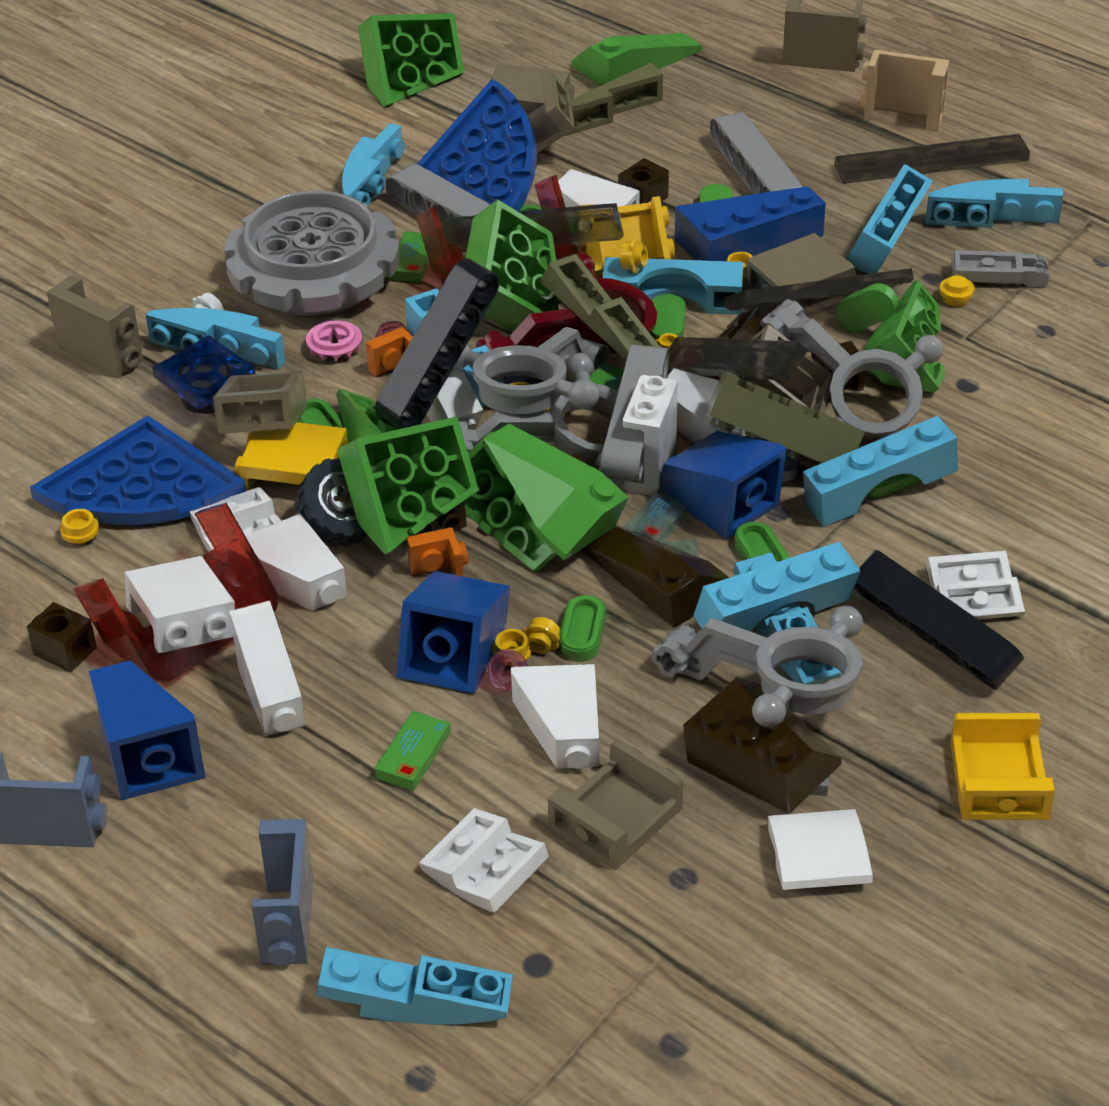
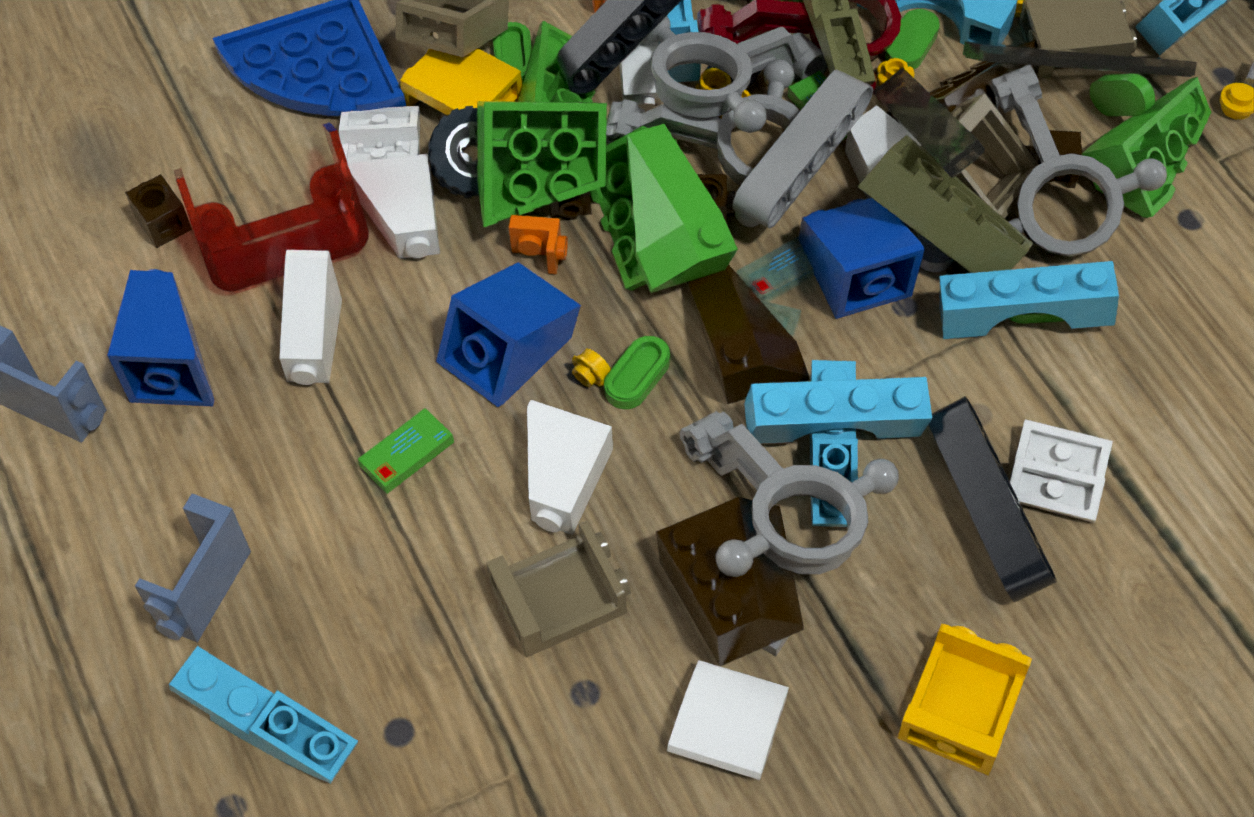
camera: 25 degrees right, 15 degrees up
(79, 526) = (237, 94): yellow plate -> none
(181, 603) = (264, 215): white panel -> none
(483, 860) = (406, 598): white slope -> none
(497, 665) = (530, 386): clear pink plate -> none
(513, 640) = (555, 362): yellow plate -> none
(655, 413) = (813, 172): white panel -> none
(757, 539) = (863, 342): bright green tile -> none

